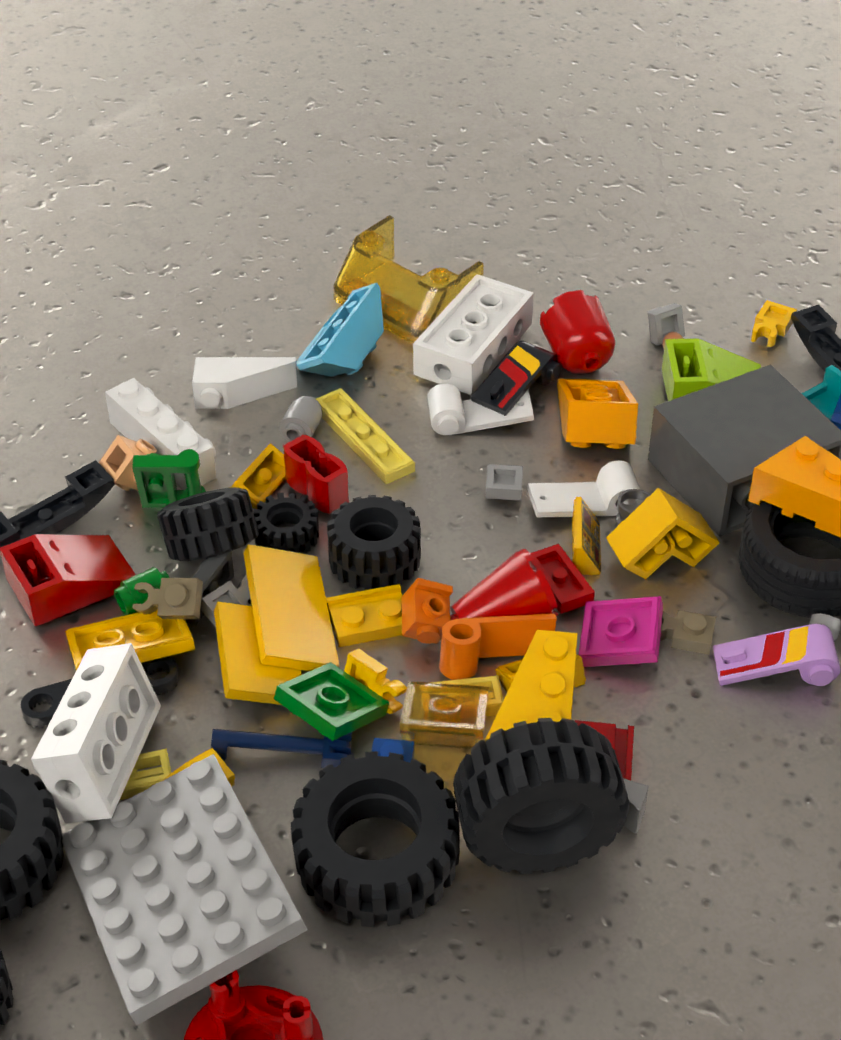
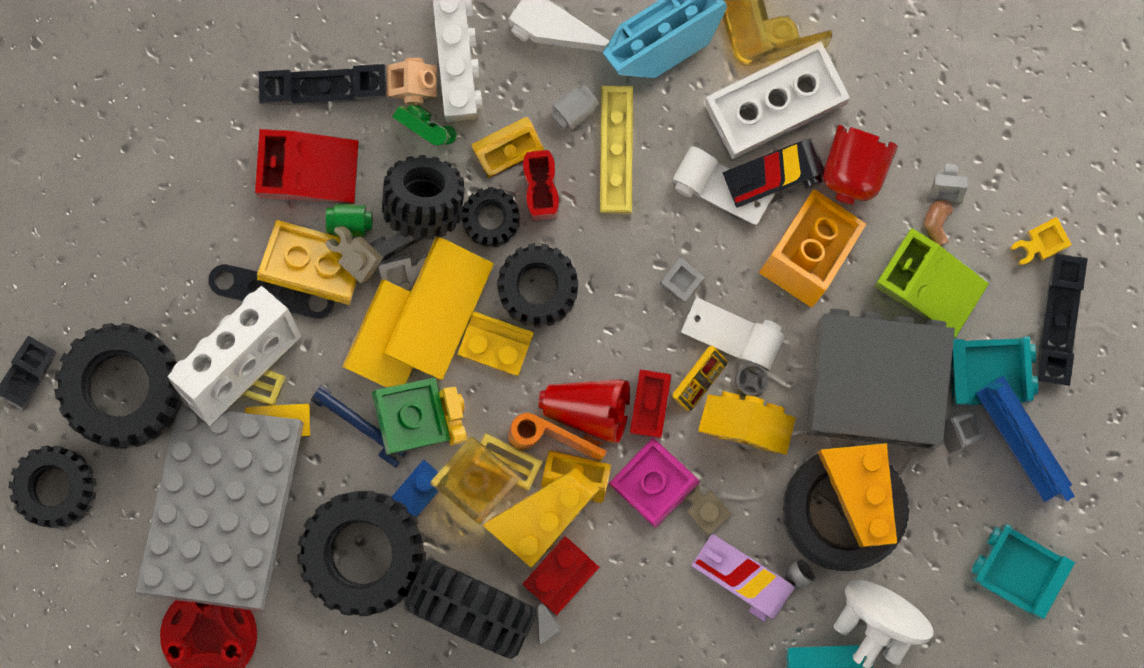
camera: 35 degrees right, 40 degrees up
(425, 610) = (524, 371): orange brick -> none

